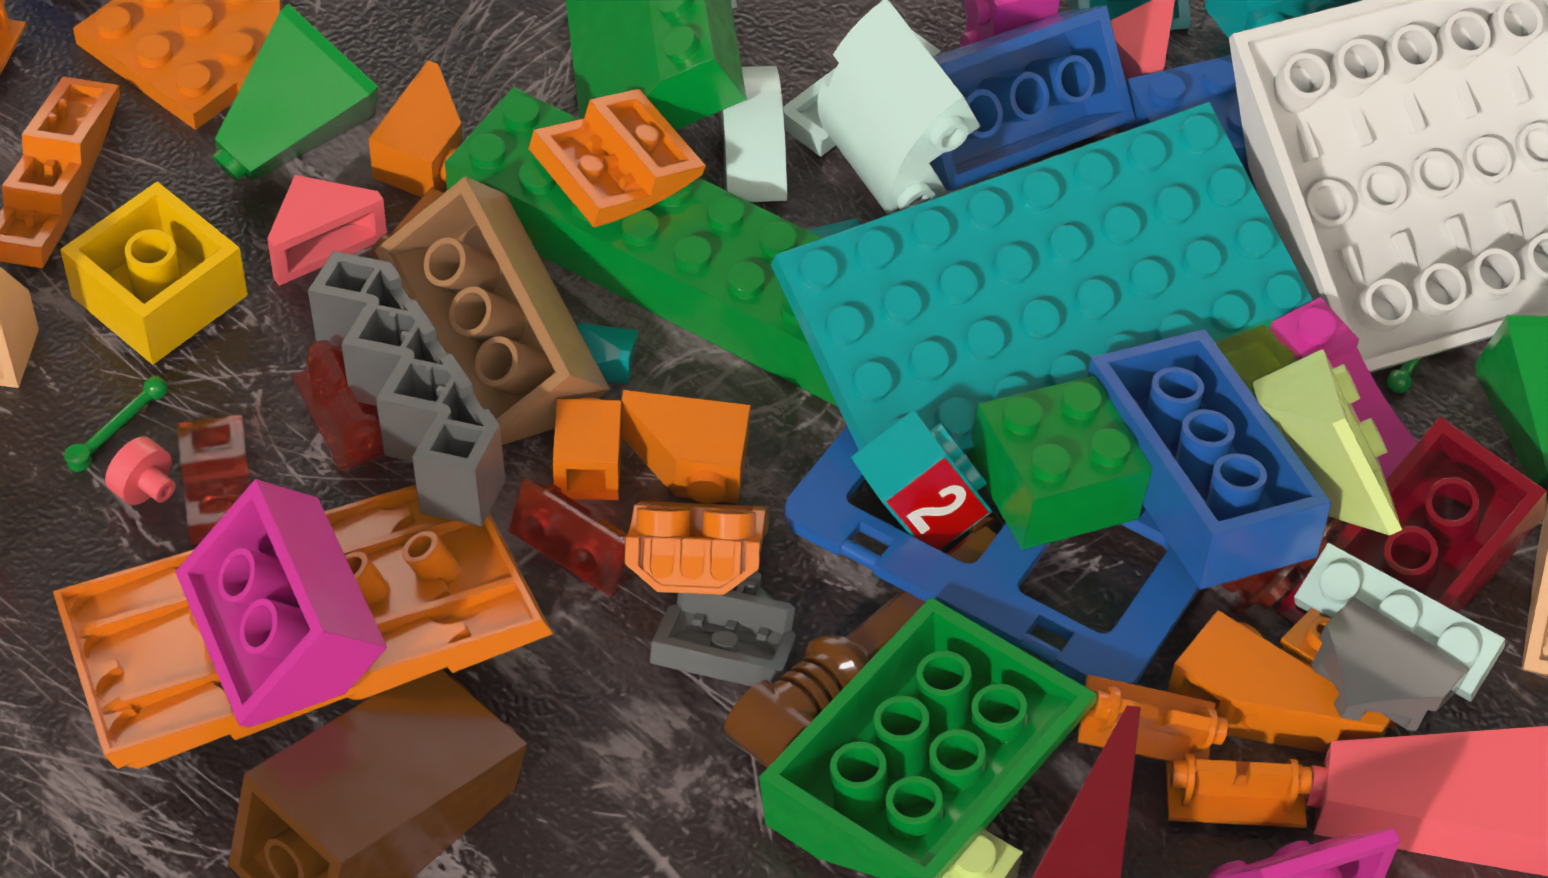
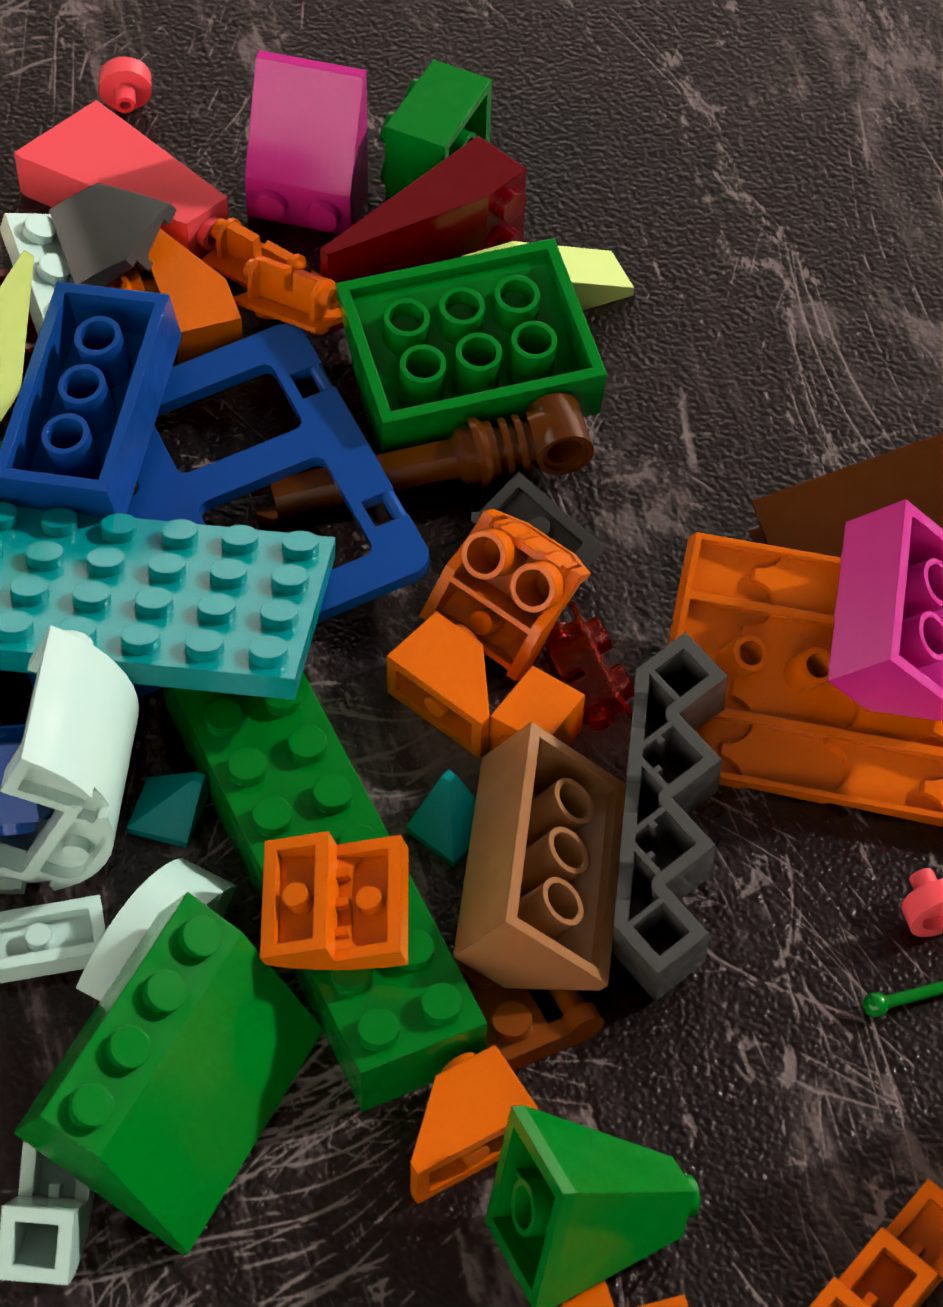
camera: 145 degrees left, 0 degrees up
(154, 272) = (830, 1083): yellow brick -> none
(212, 470) = (866, 880): clear red slope -> none
(319, 220) = (633, 1072): coral slope -> none
(346, 425) = (724, 897): clear red hinge -> none
(924, 480) = (315, 496): brick -> none
(1059, 462) = (193, 462): green brick -> none

